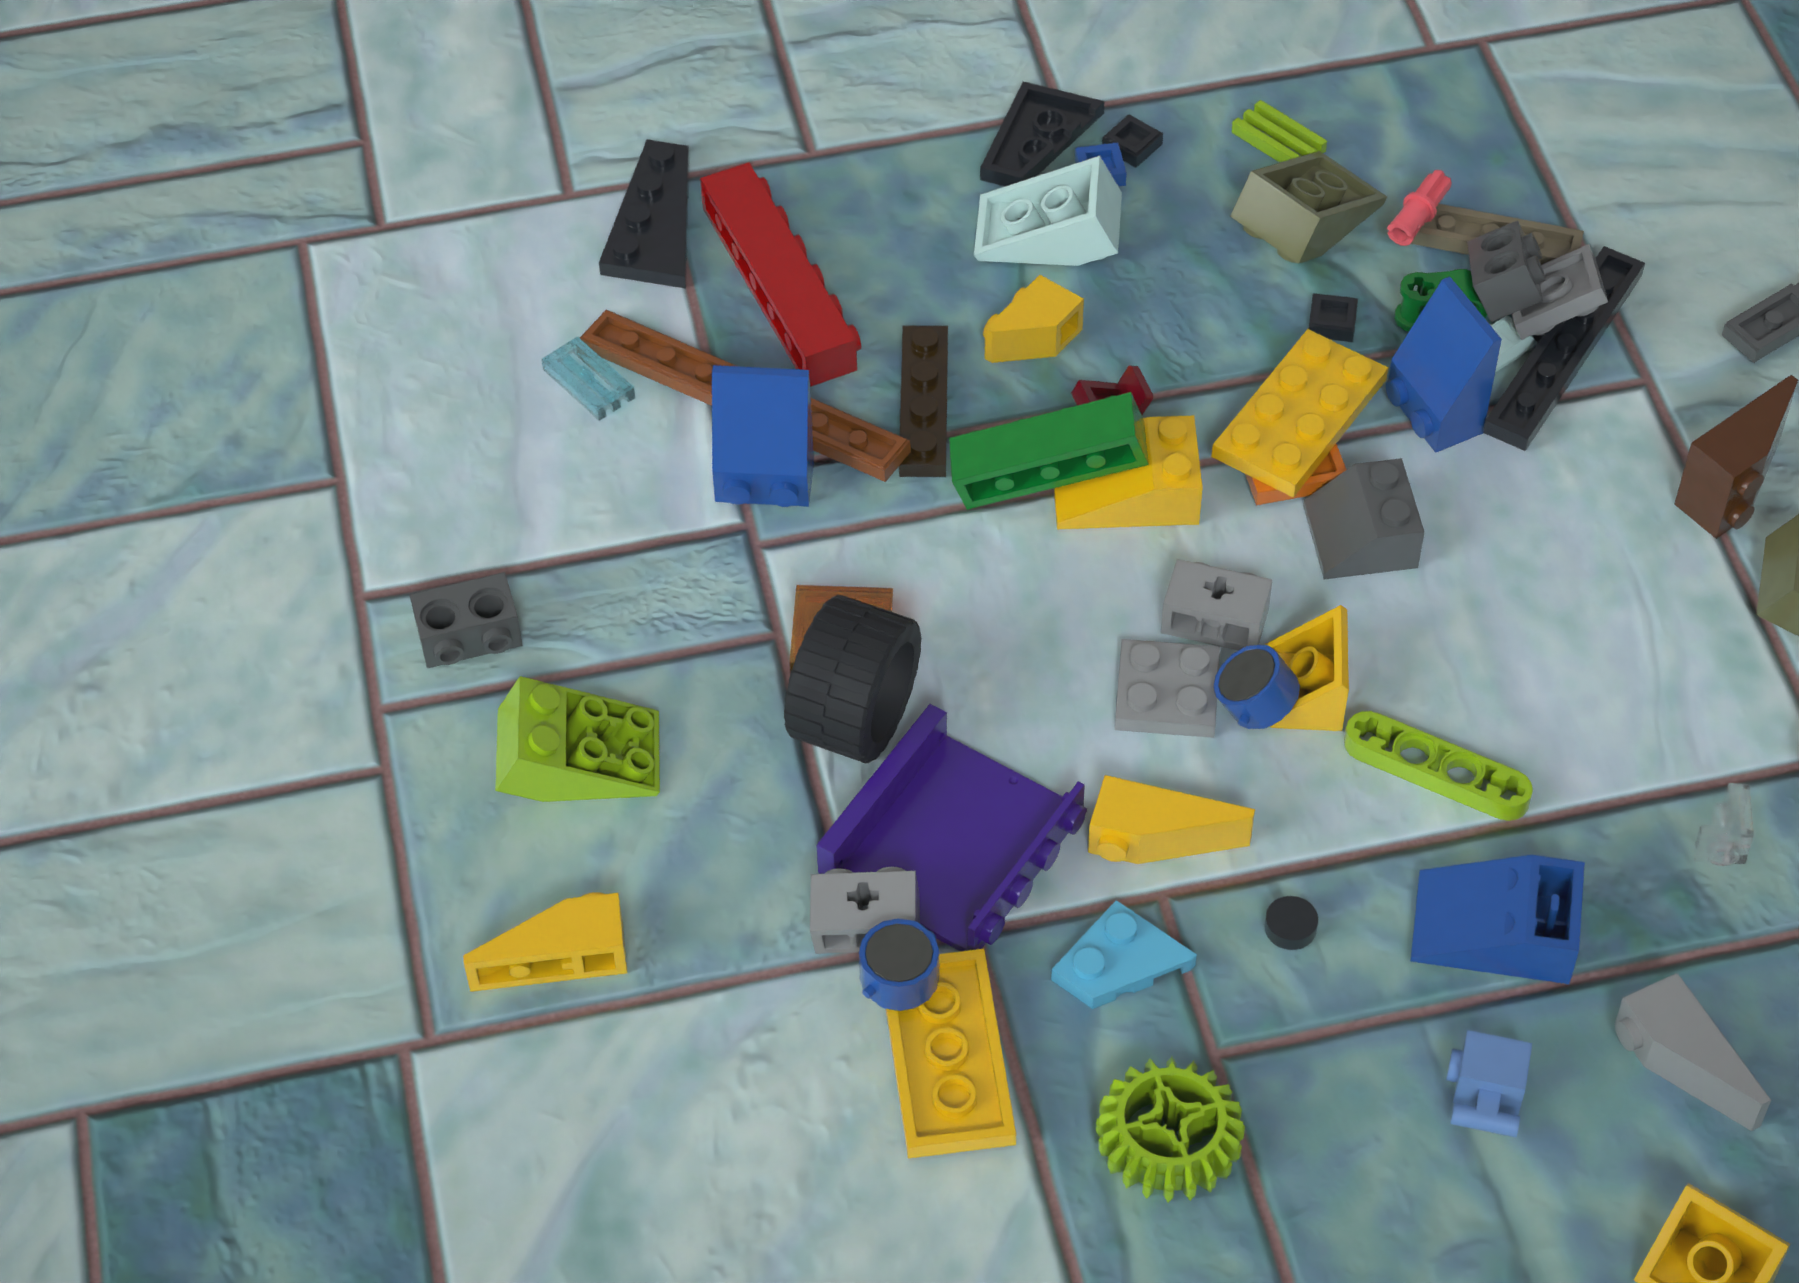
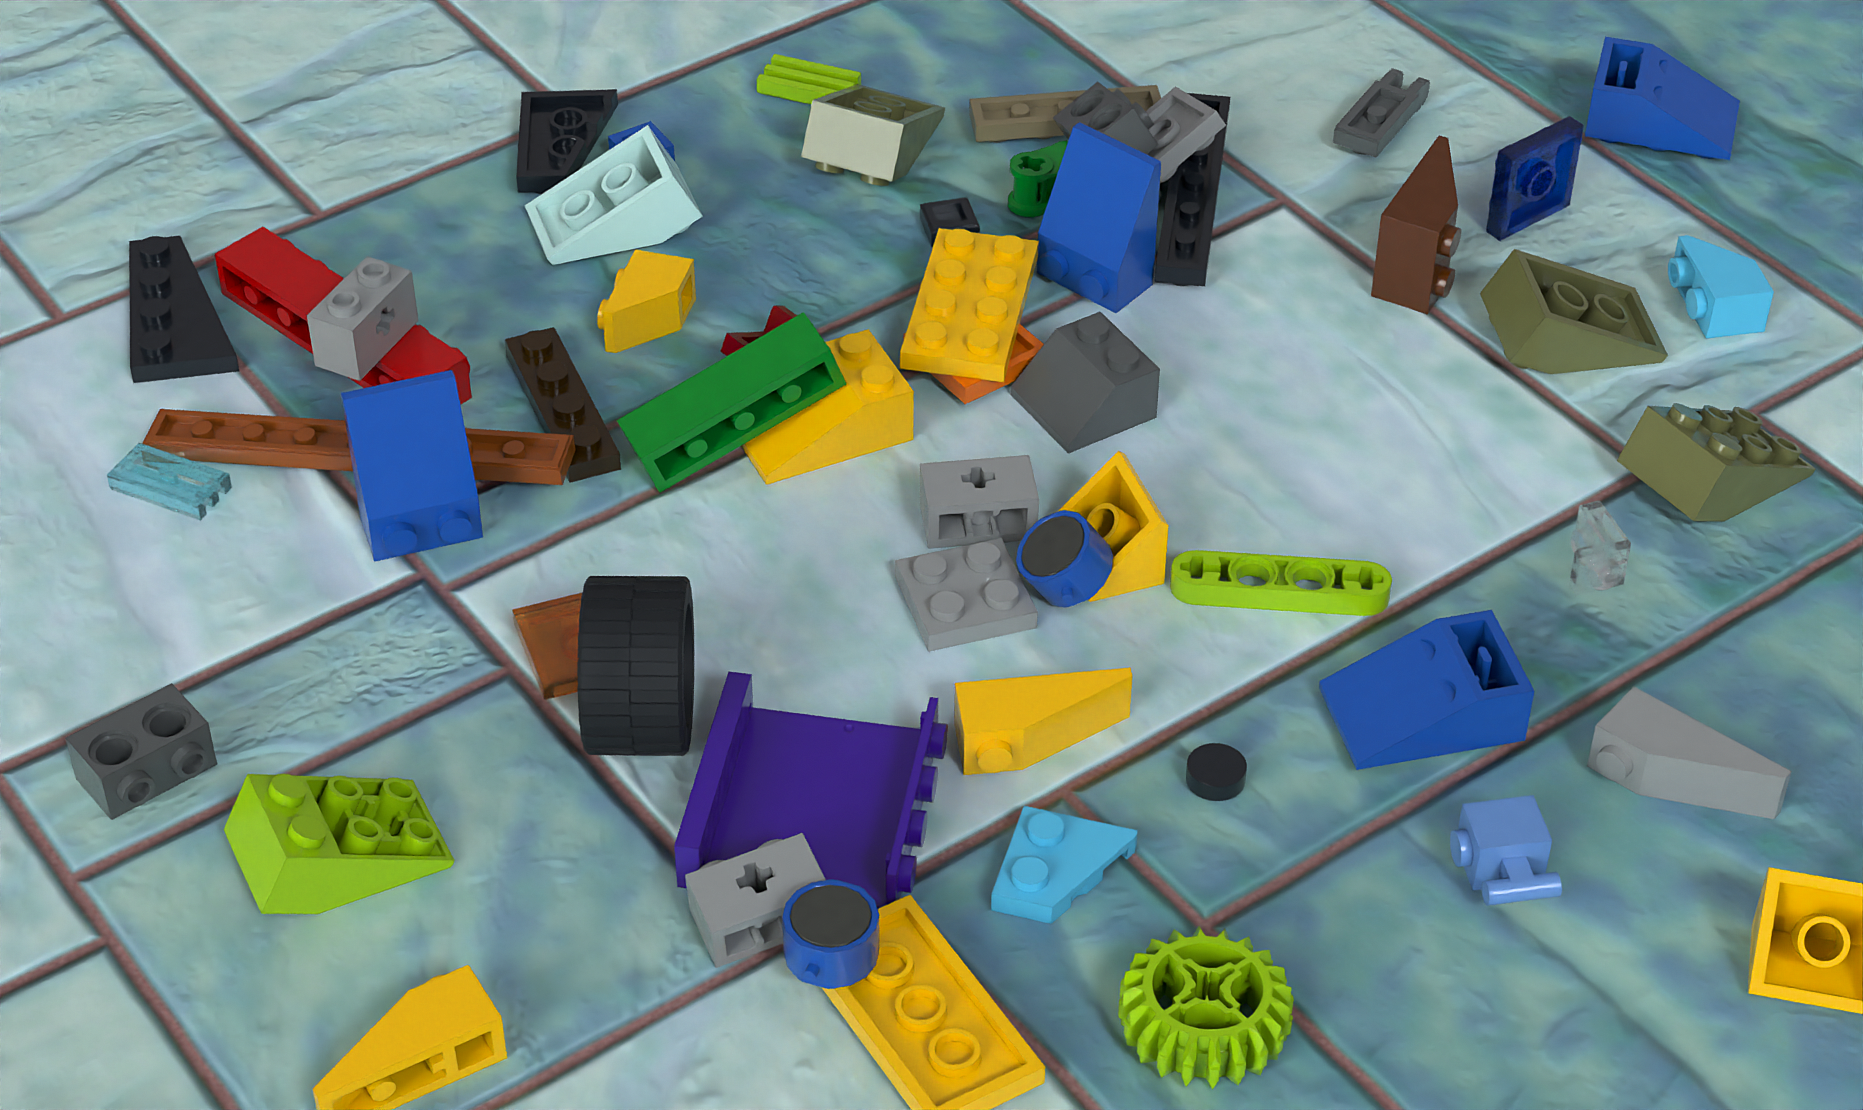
camera: 25 degrees left, 10 degrees down
(781, 283) = (362, 318): none -> light grey brick
(1135, 140) = (667, 116): black tile -> none
(1419, 208) = (990, 101): coral axle -> none

